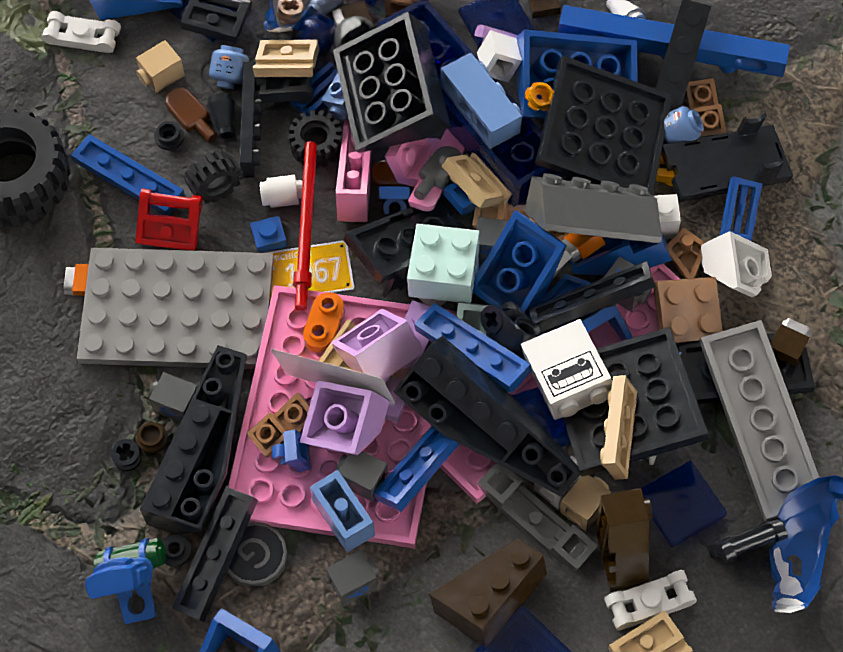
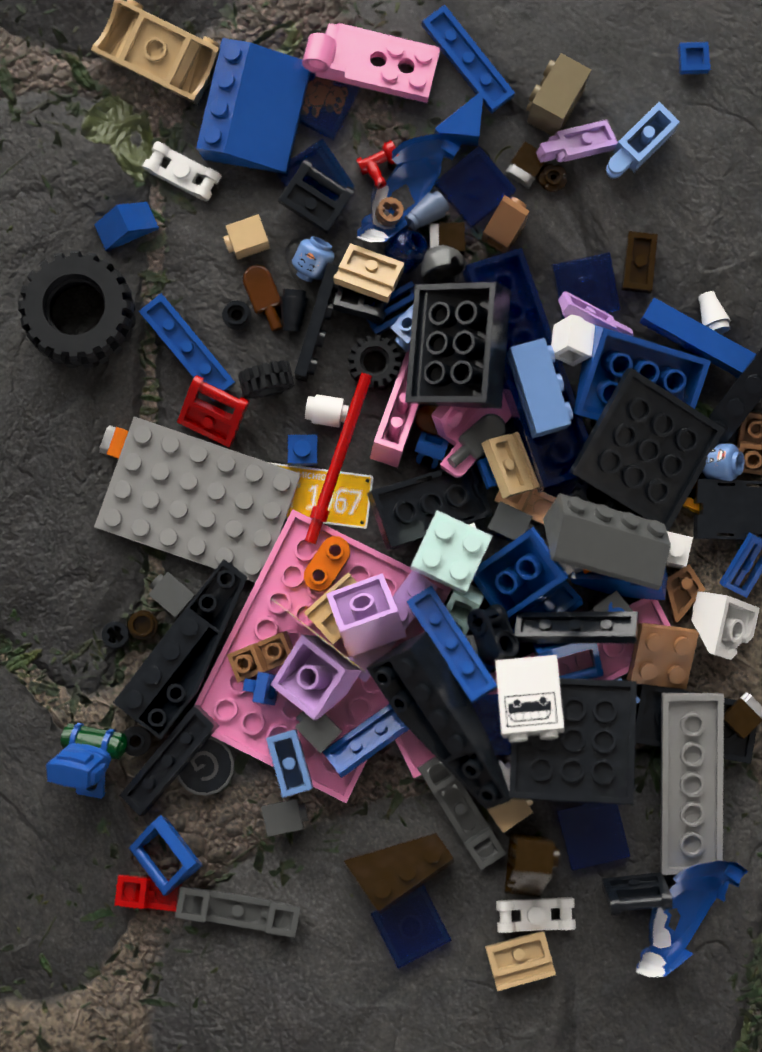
camera: 10 degrees right, 20 degrees up
(38, 88) = (125, 224): none -> blue slope
(541, 89) = (599, 408): light orange plate -> none
(619, 427) = (555, 774): tan plate -> none

